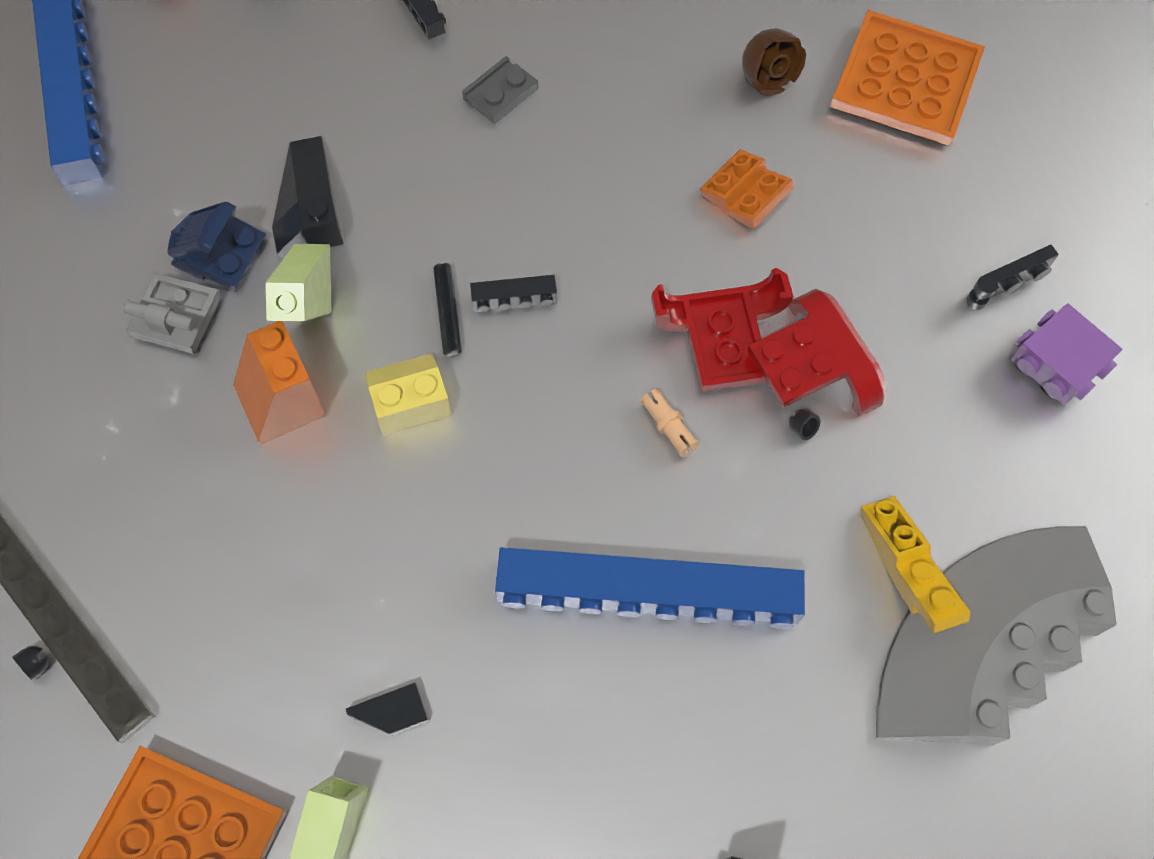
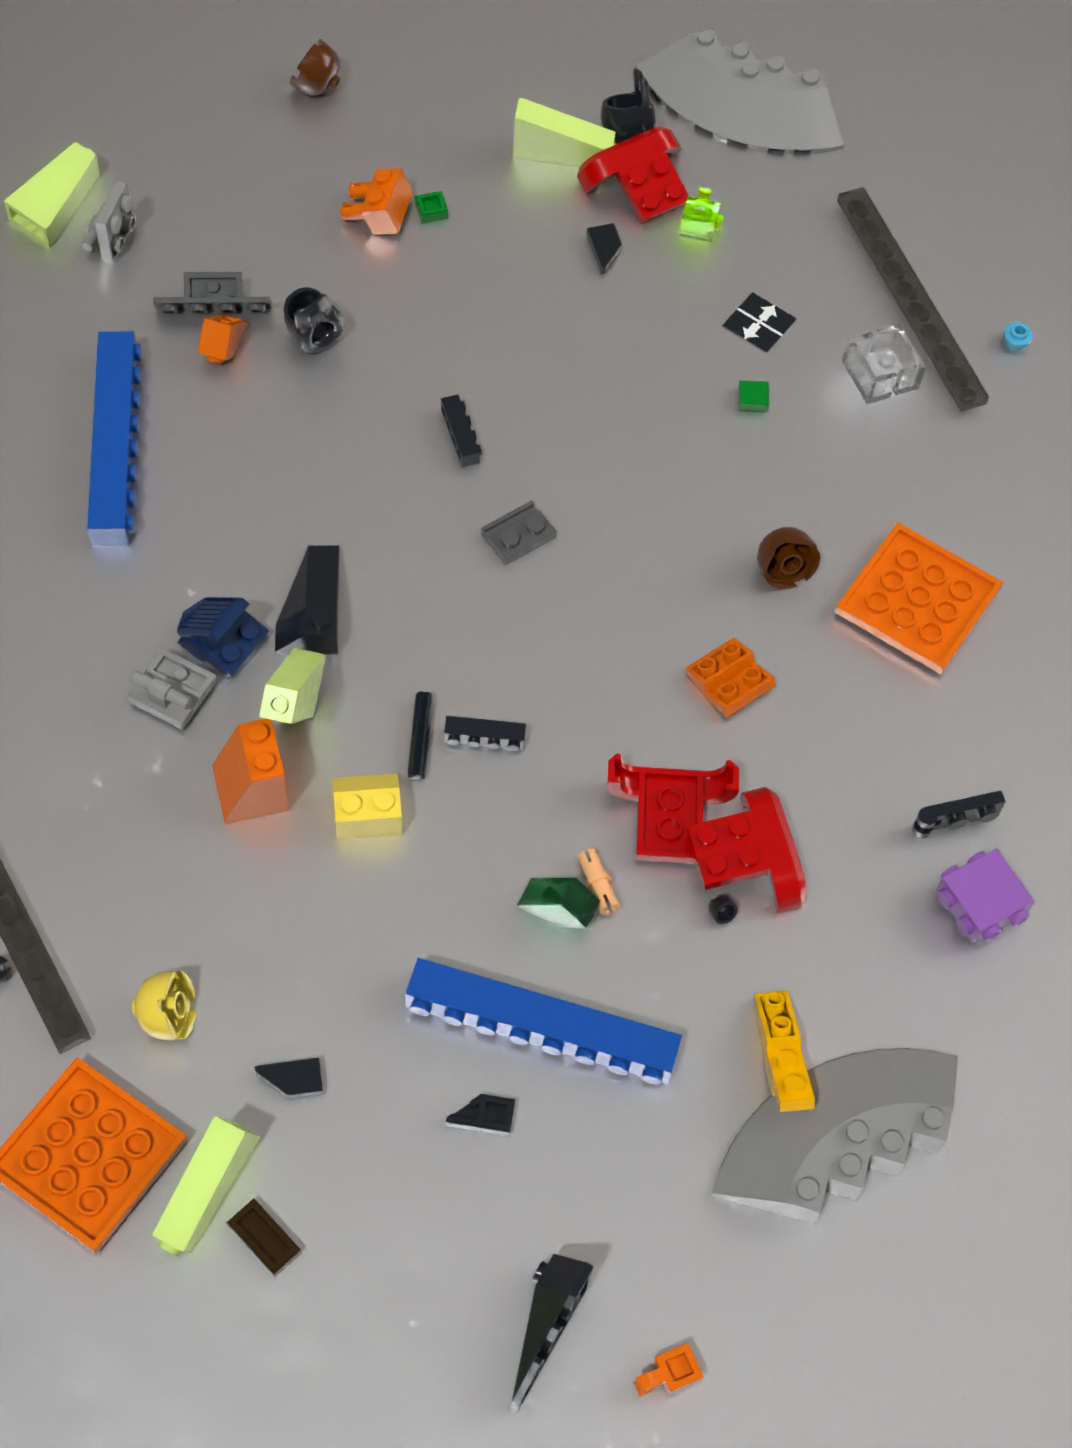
camera: 10 degrees right, 5 degrees down
(230, 664) = (164, 1005): none -> light yellow cylinder
(612, 704) = (485, 1114): none -> black tile
(635, 452) = (560, 901): none -> clear green slope

